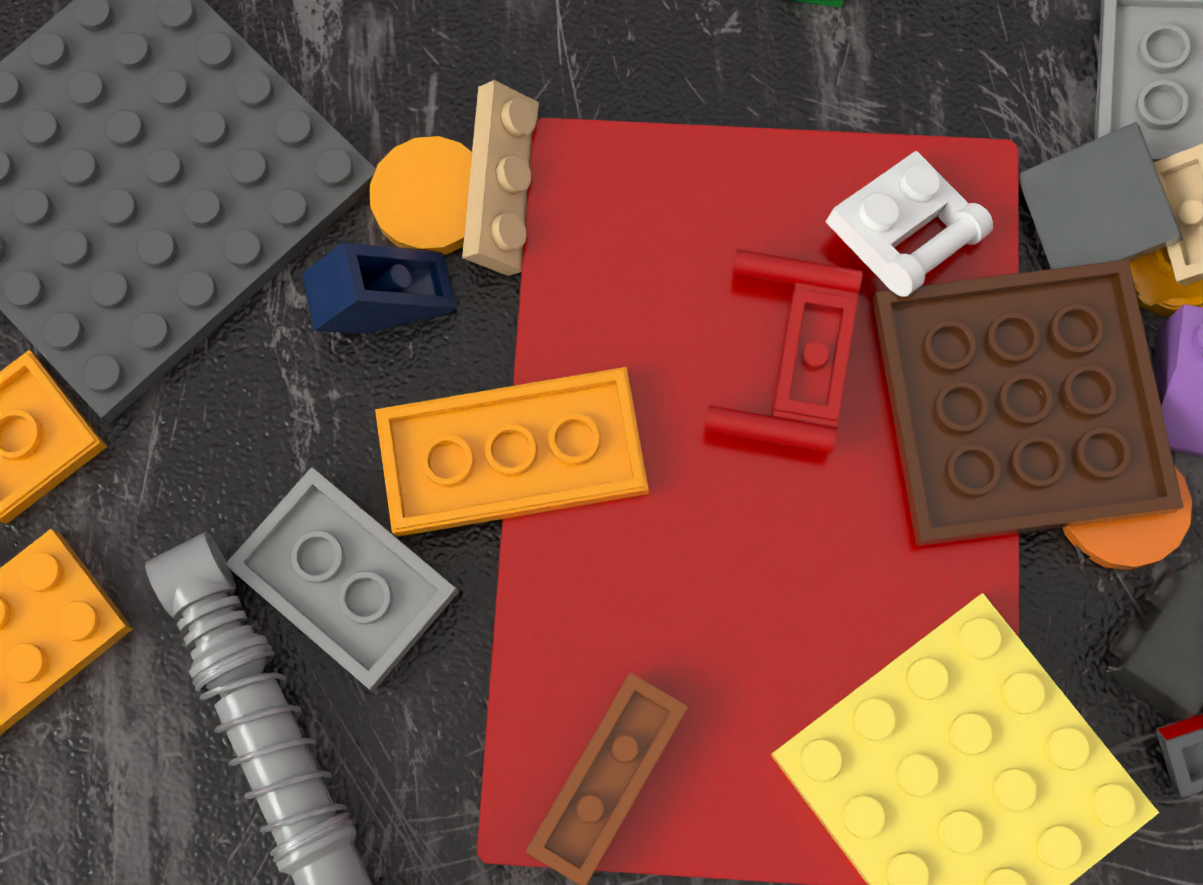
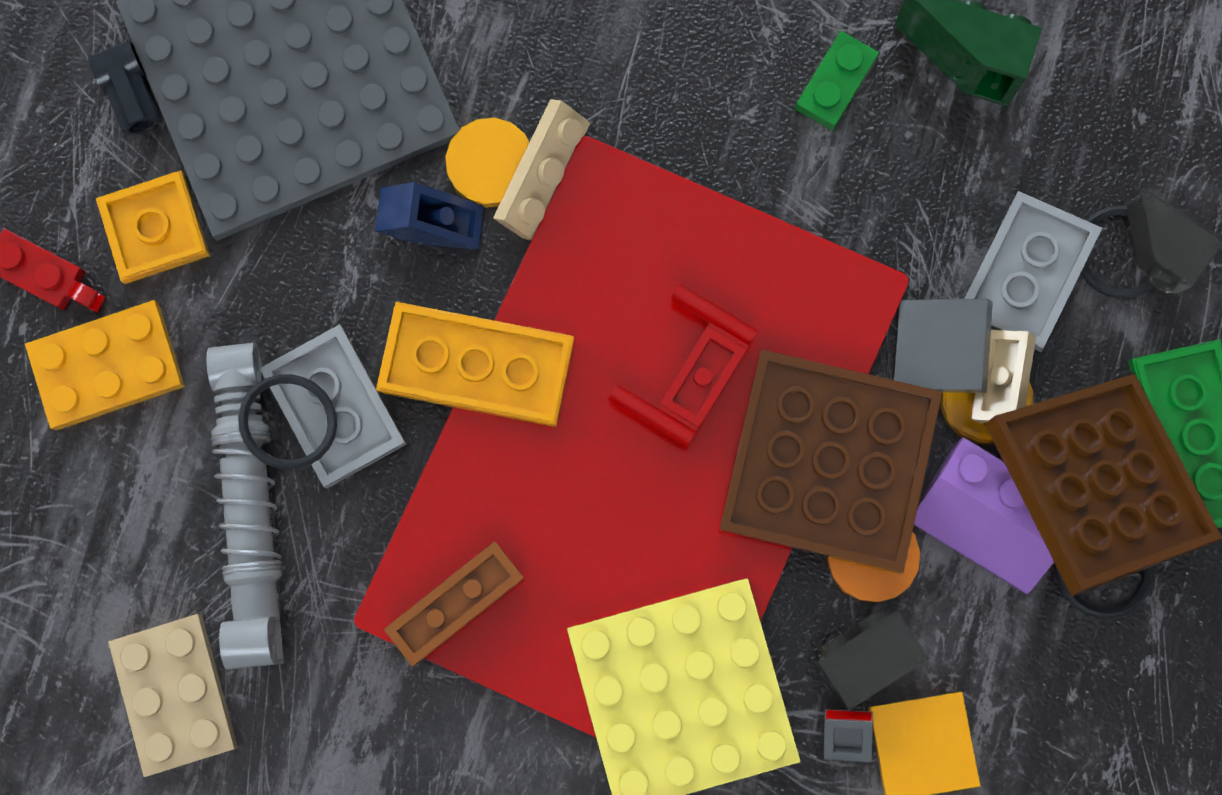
camera: 20 degrees right, 5 degrees up
(285, 678) = (281, 463): none -> black tyre
(896, 208) = (798, 296): white plate -> none

